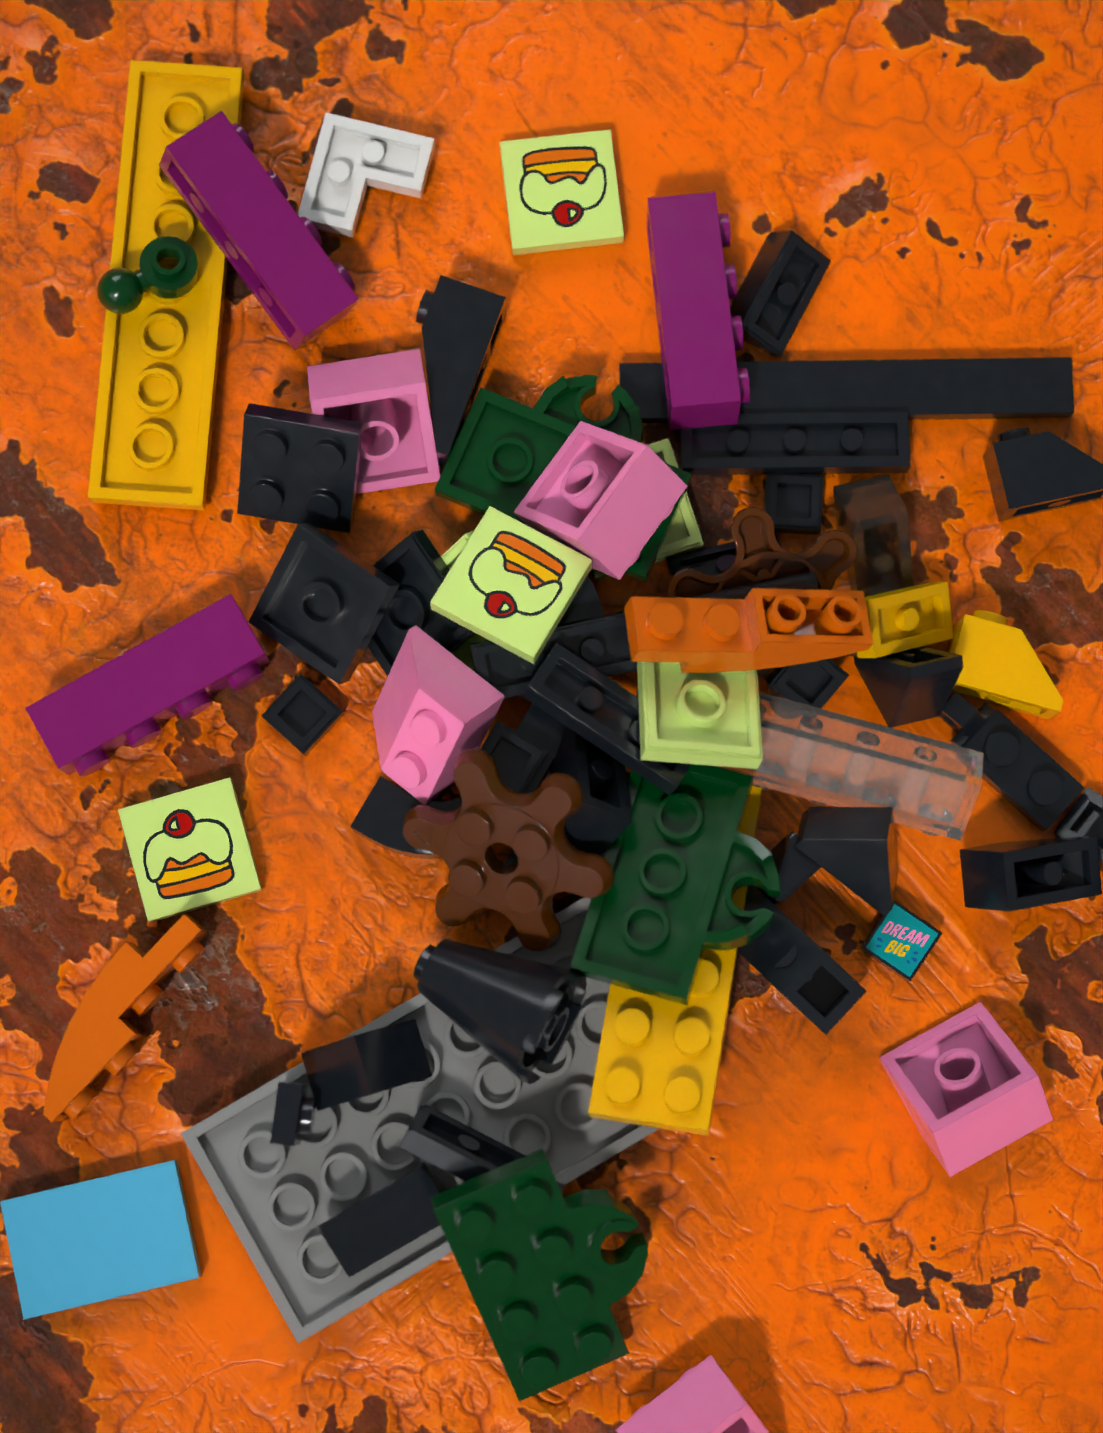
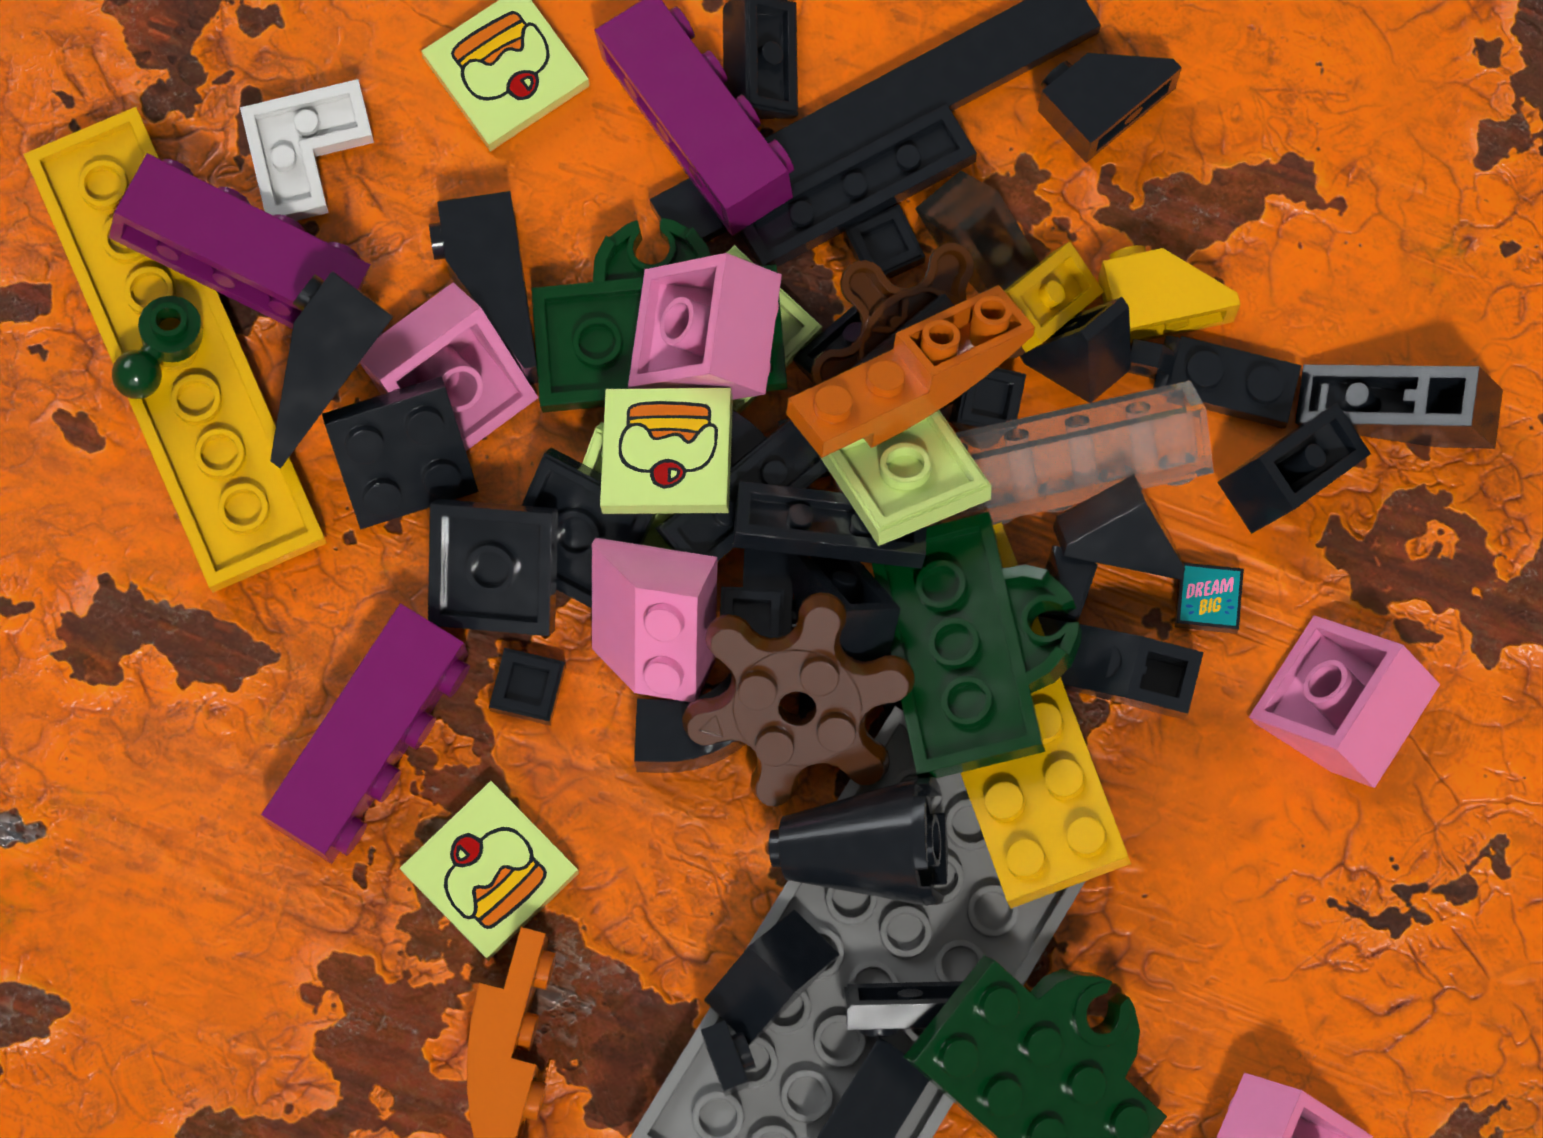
camera: 25 degrees left, 5 degrees down
(277, 350) = (325, 348): none -> black slope

